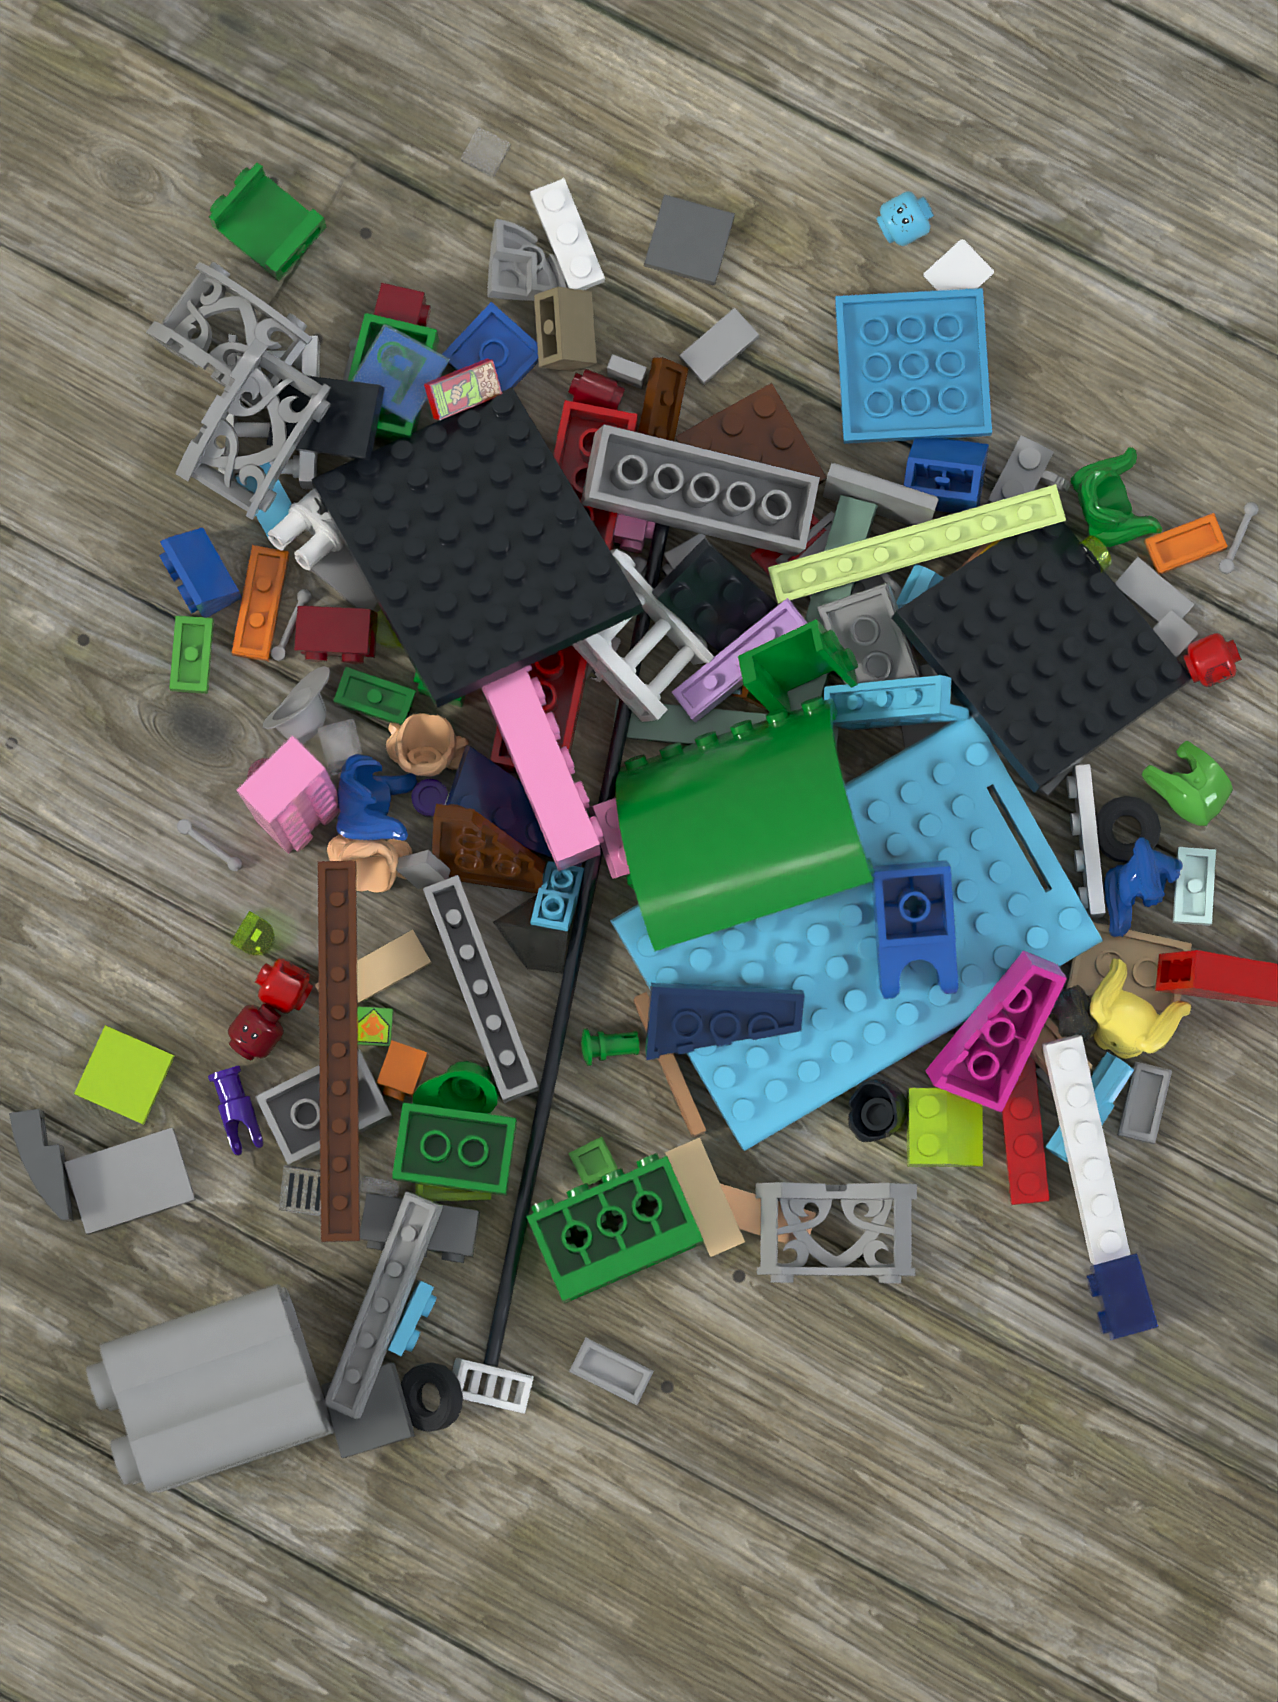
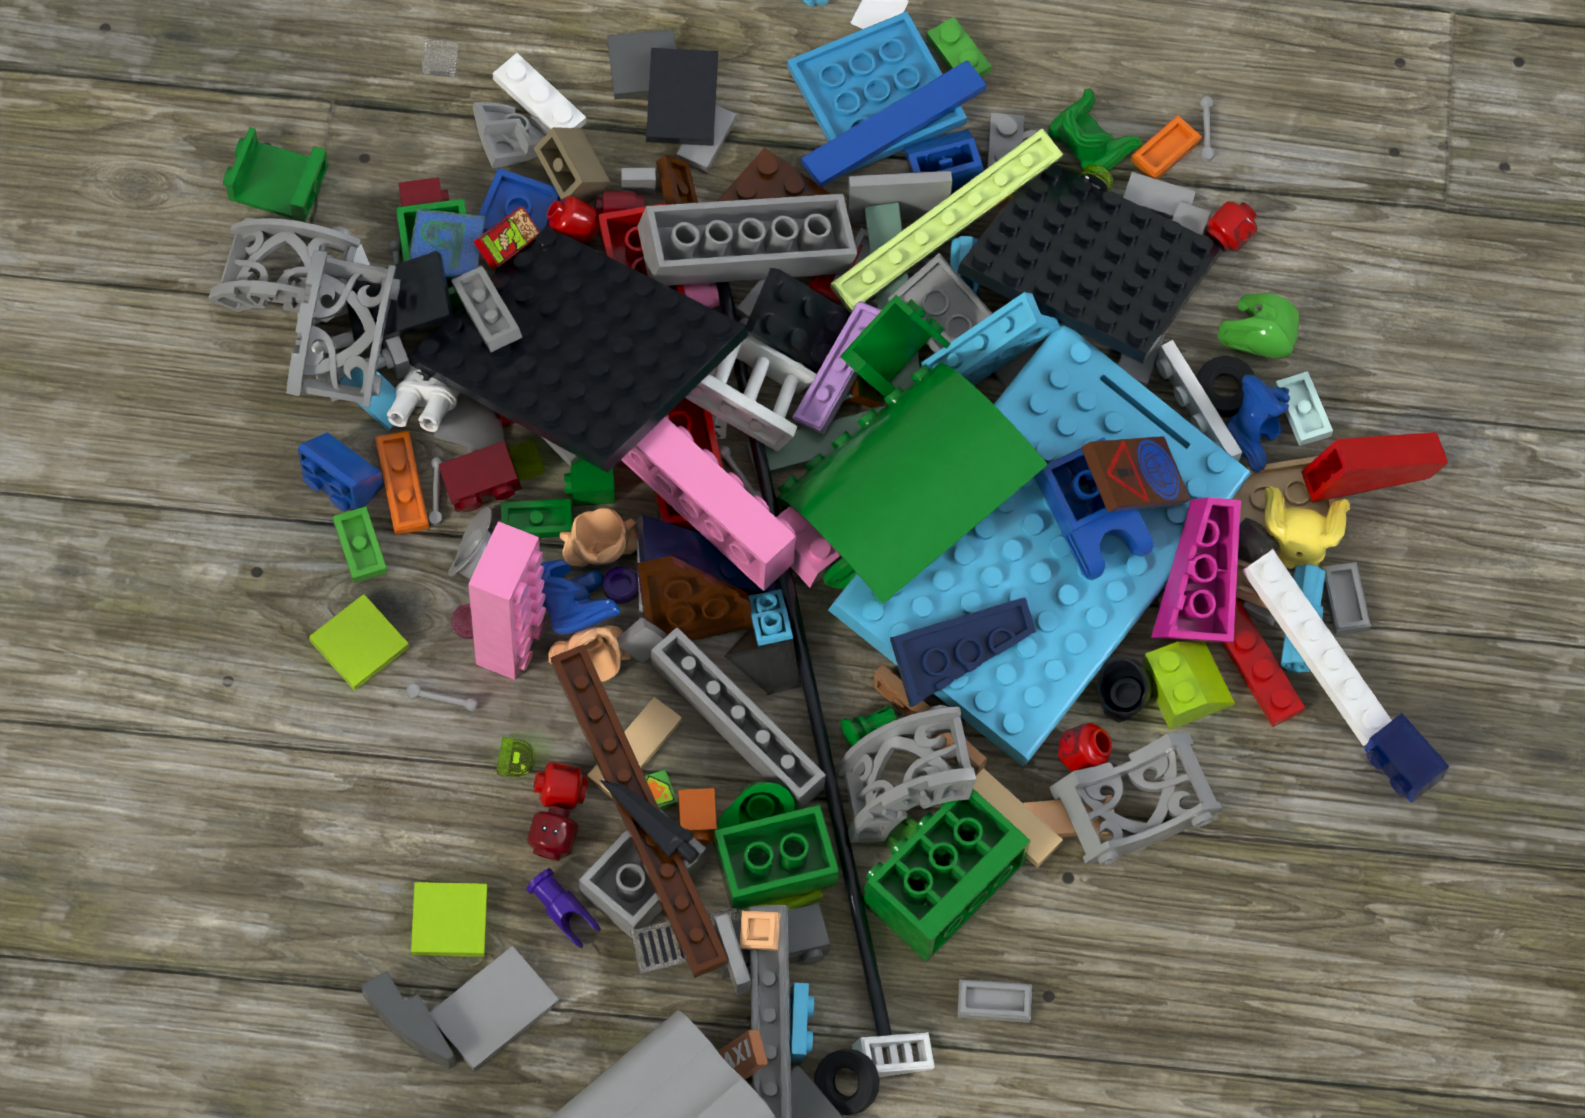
camera: 30 degrees left, 15 degrees down
(151, 755) = (359, 642): none -> lime tile
(335, 1335) = (745, 1053): none -> nougat tile
(350, 1087) = (661, 829): none -> black bar
(369, 1232) = (736, 963): none -> light grey tile
(404, 467) = (486, 308): none -> light grey plate
(404, 1221) = (760, 930): none -> light nougat tile
(540, 391) = (573, 219): none -> red head
(592, 698) = (725, 454): none -> light grey hinge
(640, 1150) = (864, 762): none -> light grey fence
(710, 295) = (682, 96): none -> black tile
(808, 1157) = (1084, 747): none -> red head
(912, 412) = (893, 124): none -> blue tile
(968, 914) = (1135, 473): none -> reddish brown tile
(1019, 352) = (956, 47): none -> bright green plate

